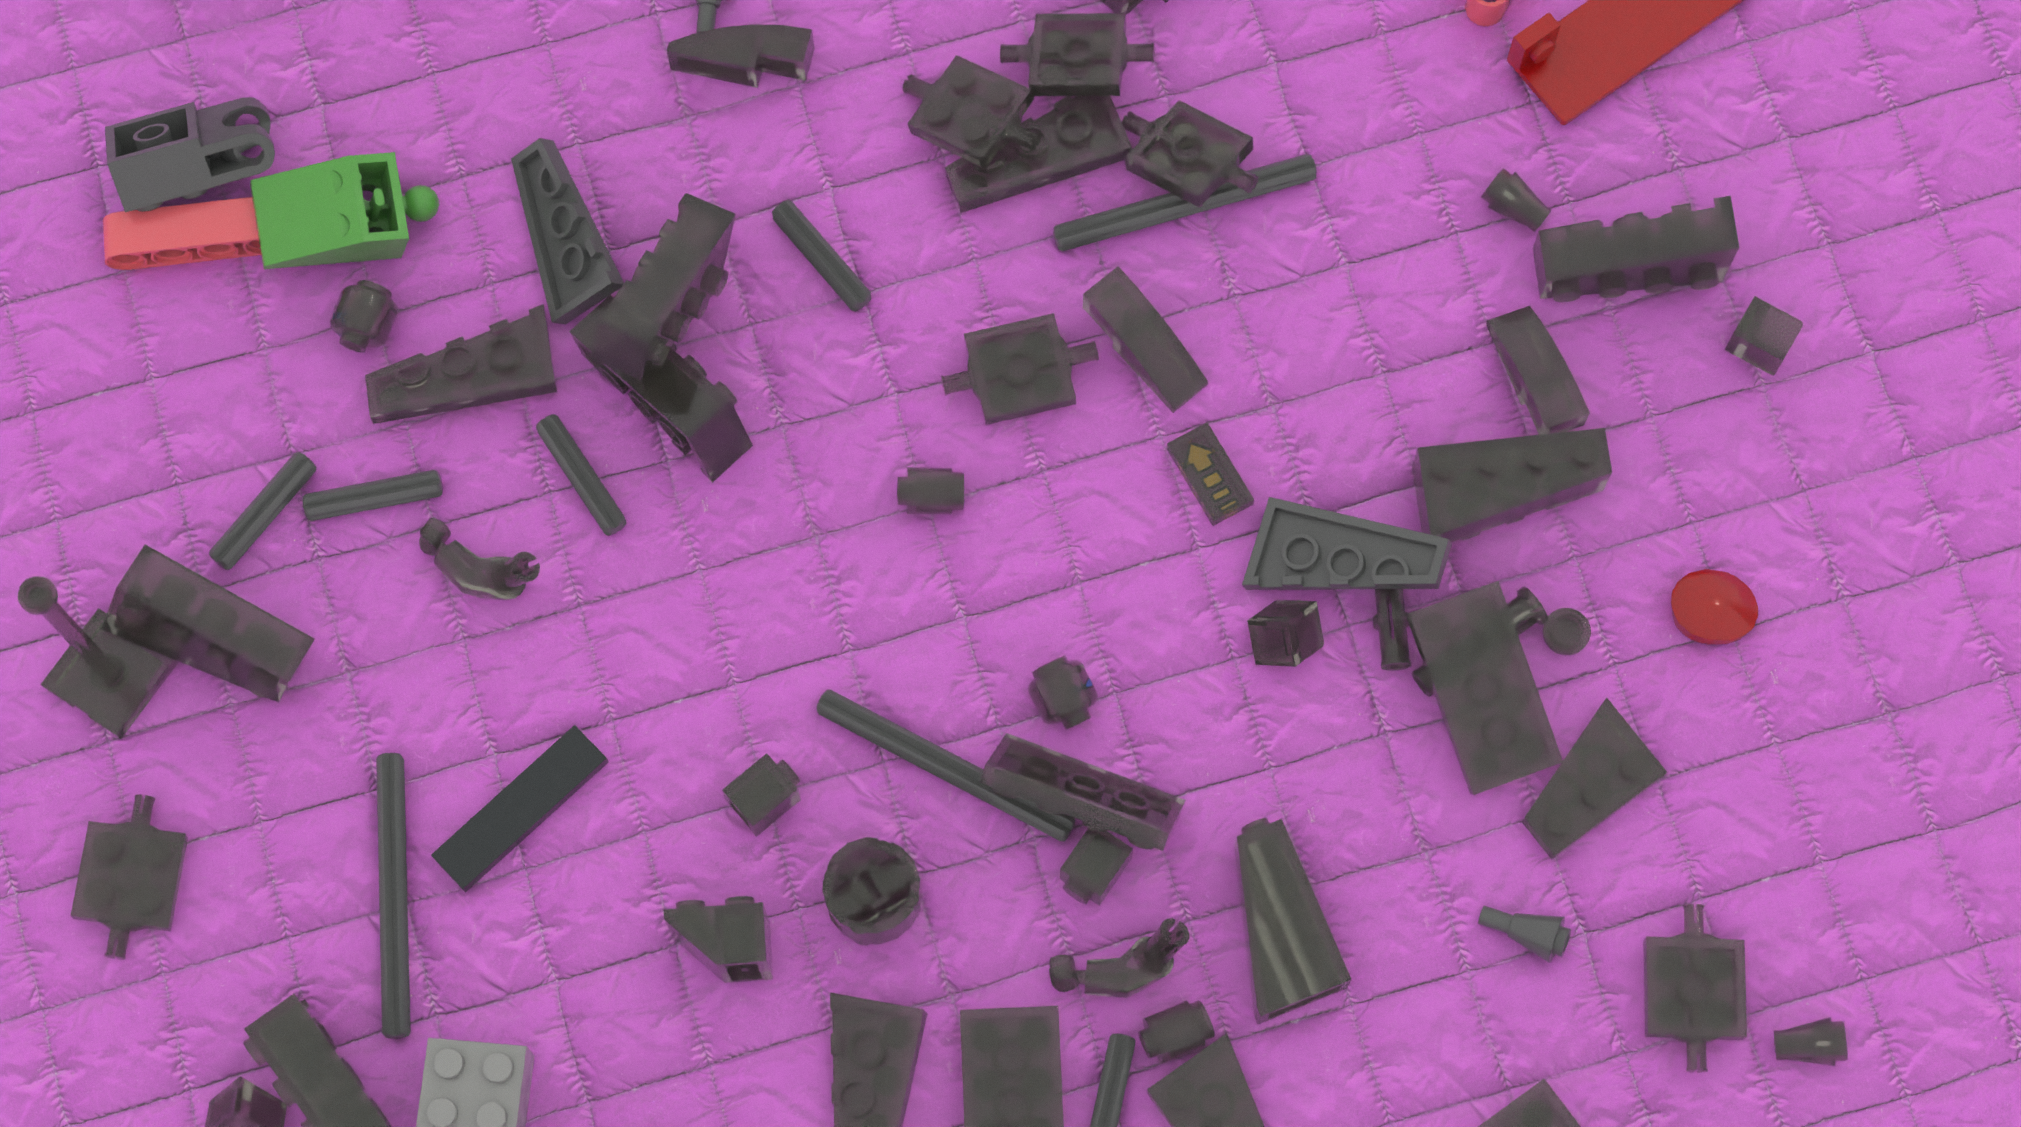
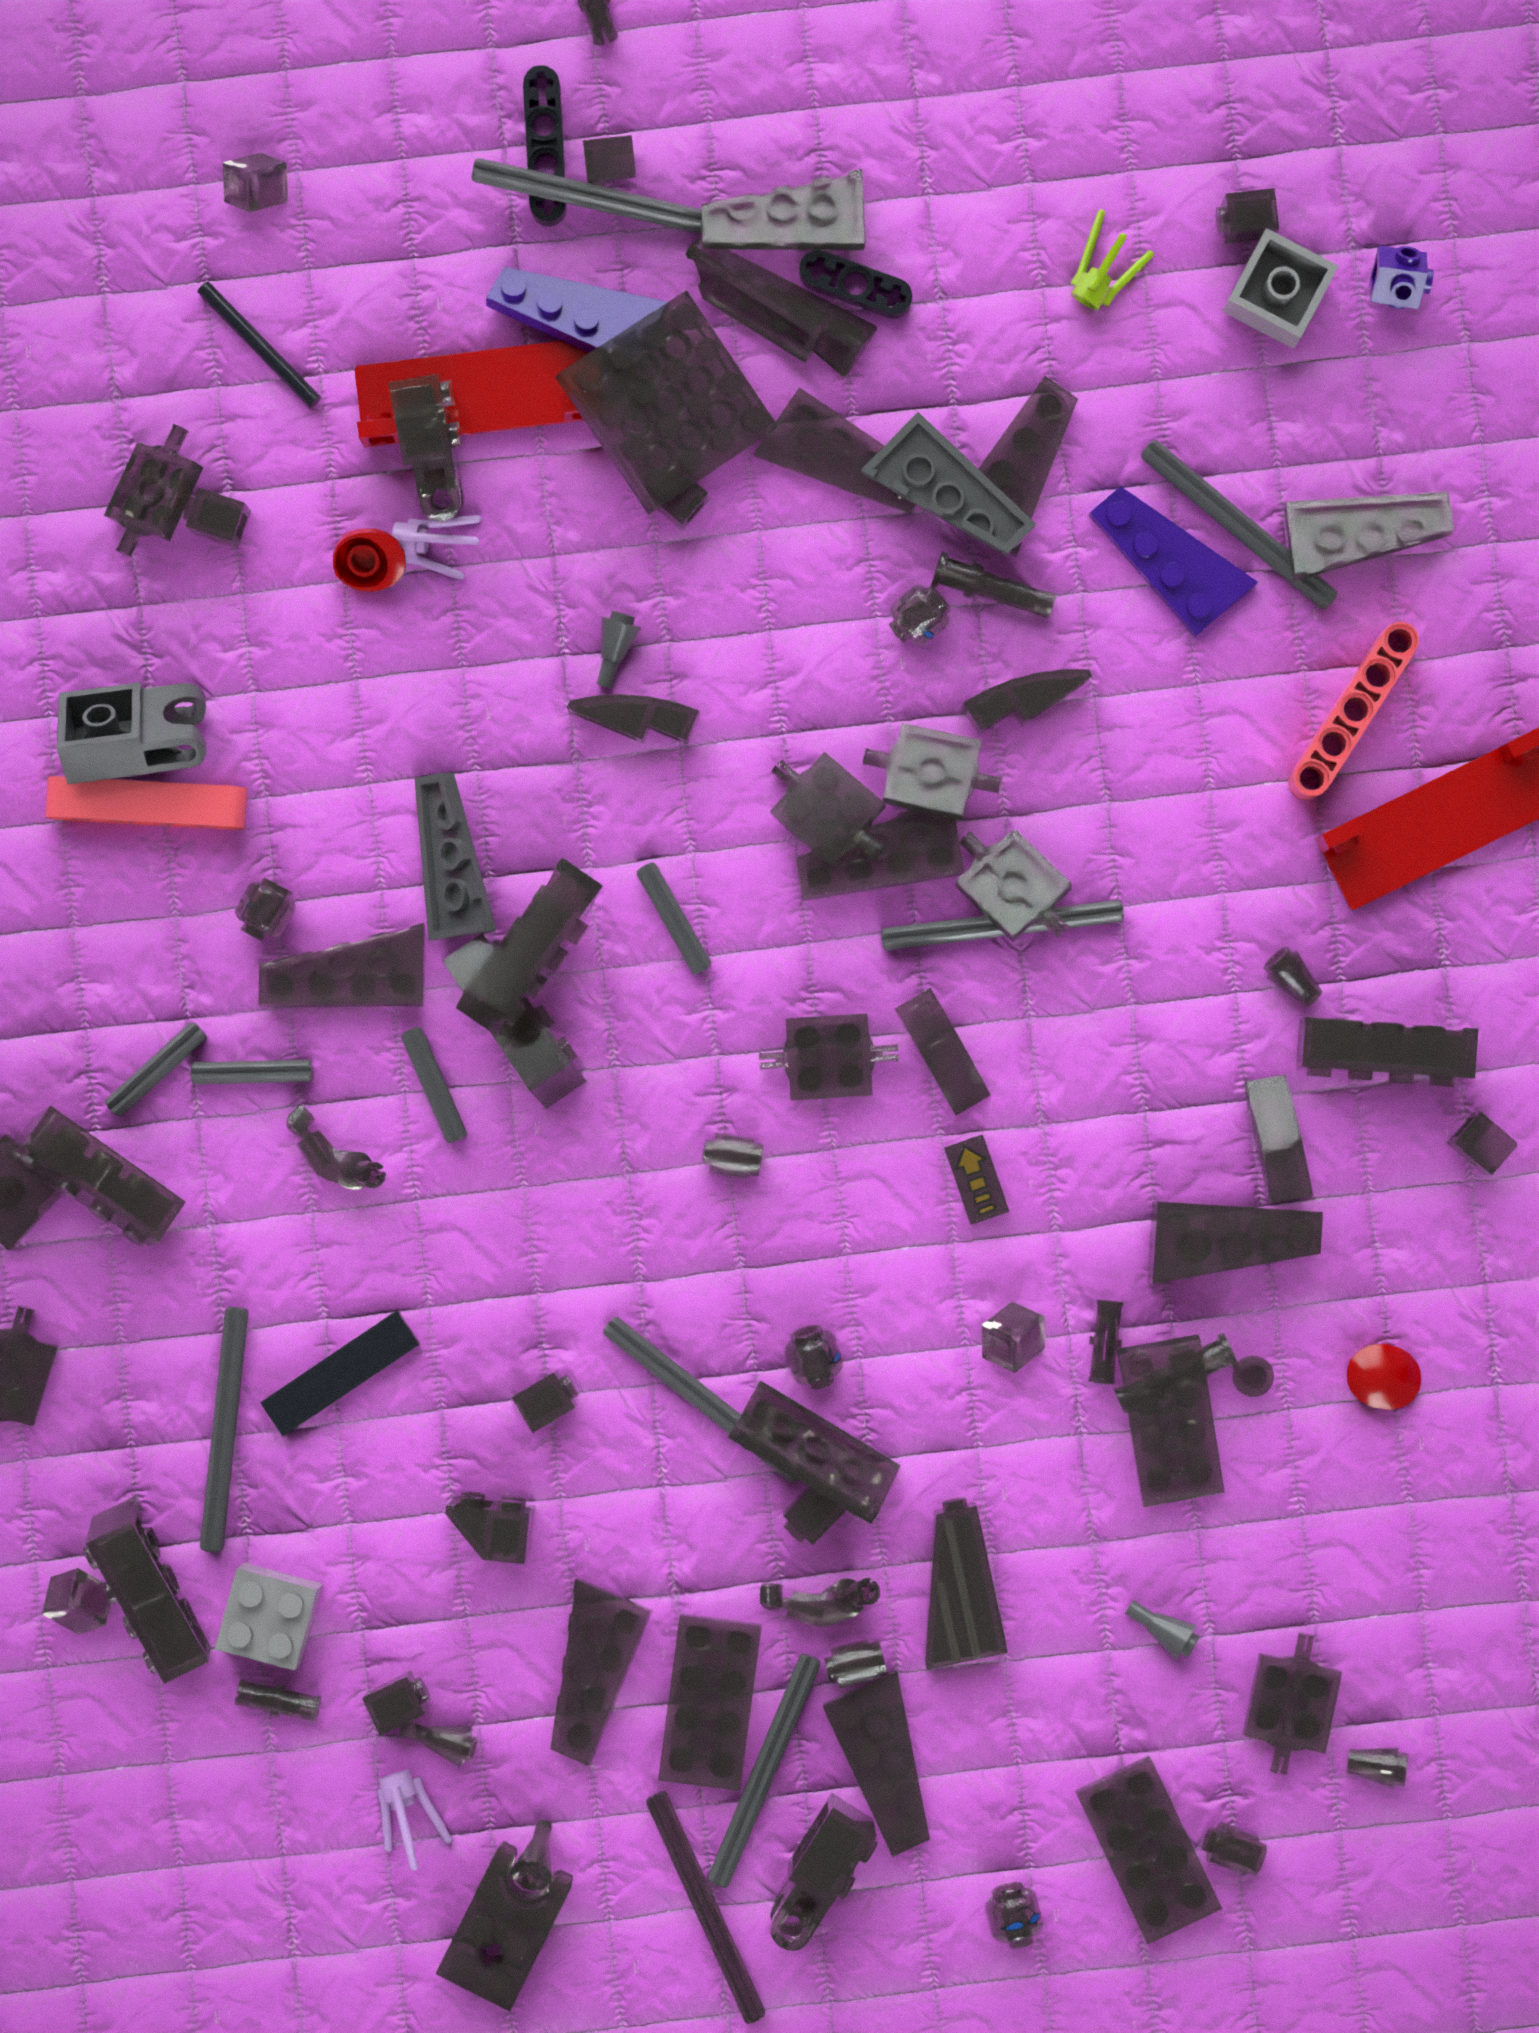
camera: 10 degrees right, 15 degrees up
(323, 219) = (243, 811): bright green slope -> none
(872, 891) = (623, 1504): clear smoke brick -> none
(1331, 550) = (1067, 1275): dark grey wing -> none
(1593, 782) = (1251, 1509): clear smoke wing -> none

